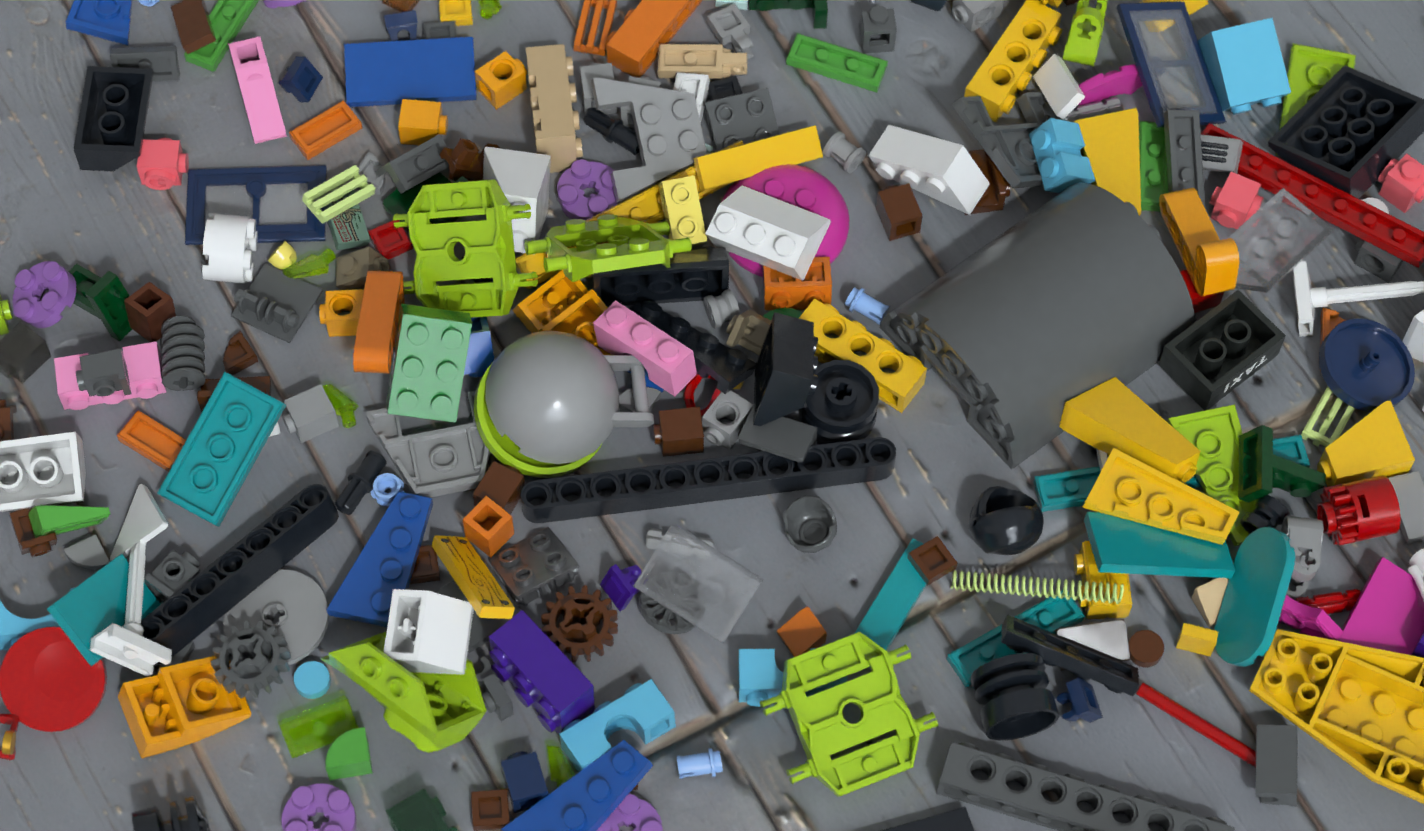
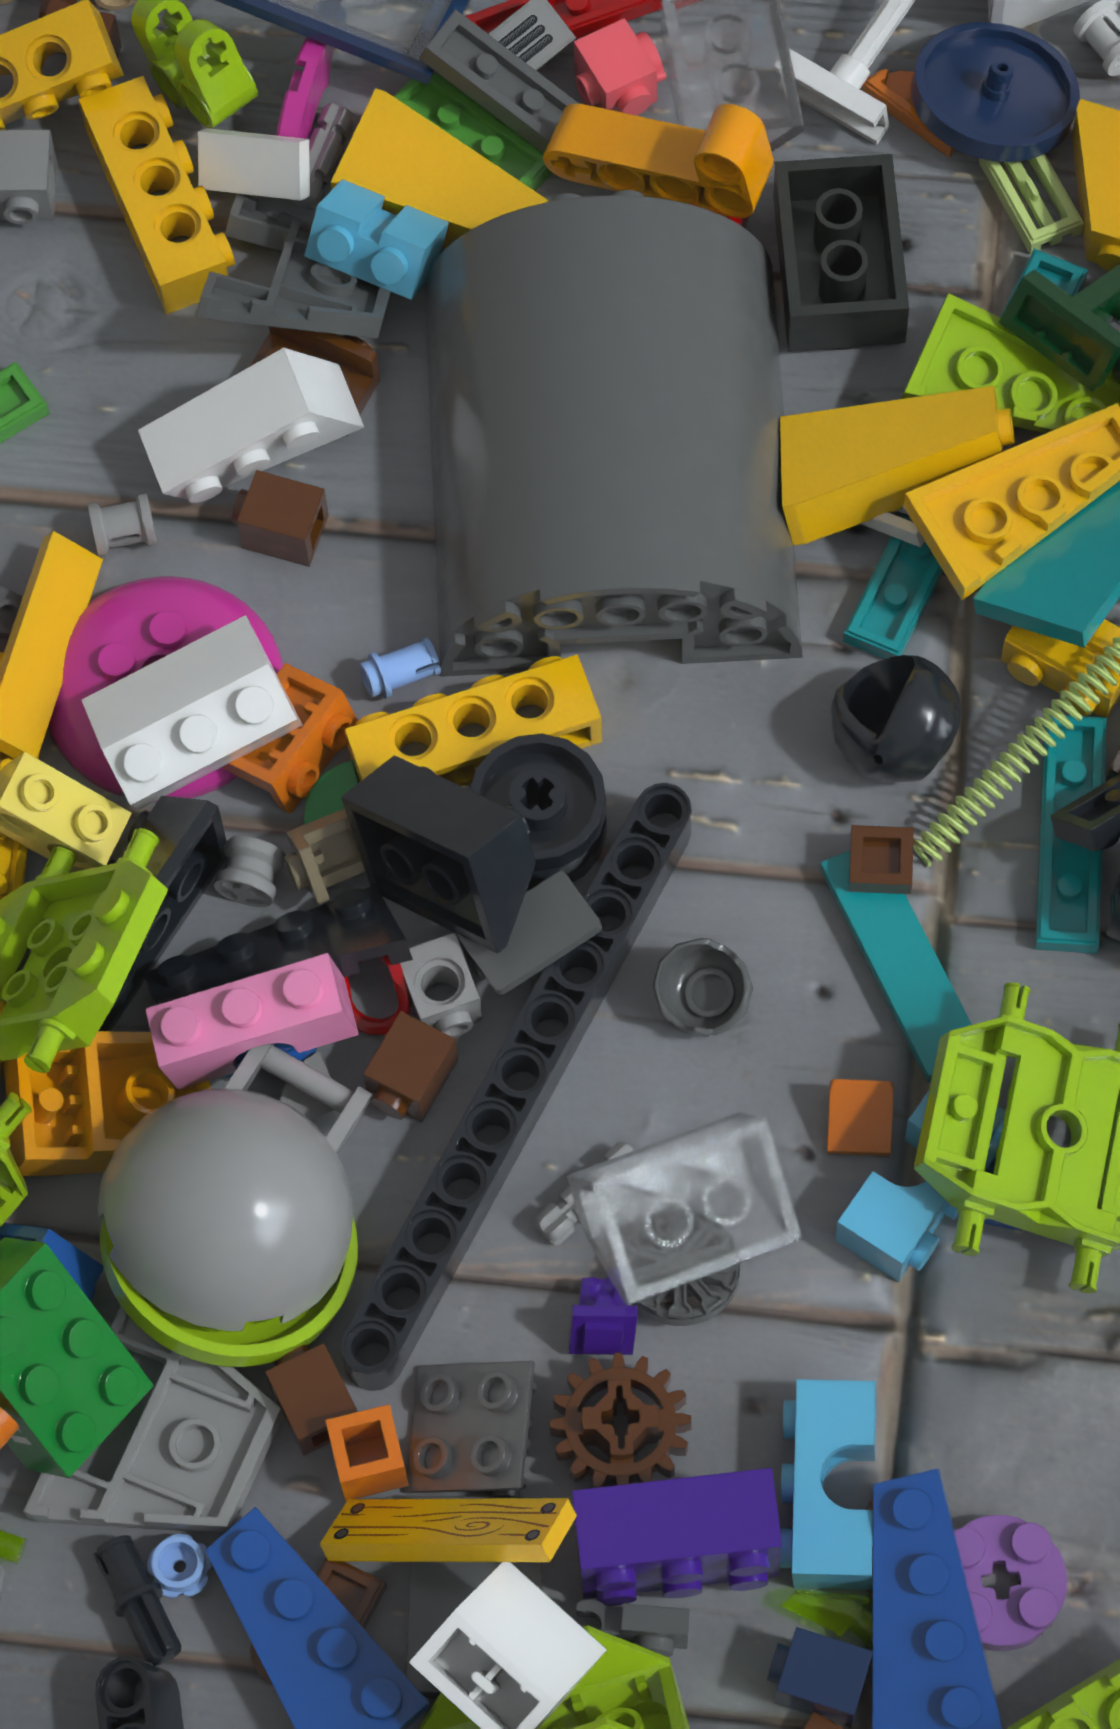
camera: 50 degrees left, 5 degrees up
(699, 764) = (966, 1402): light blue pin -> none

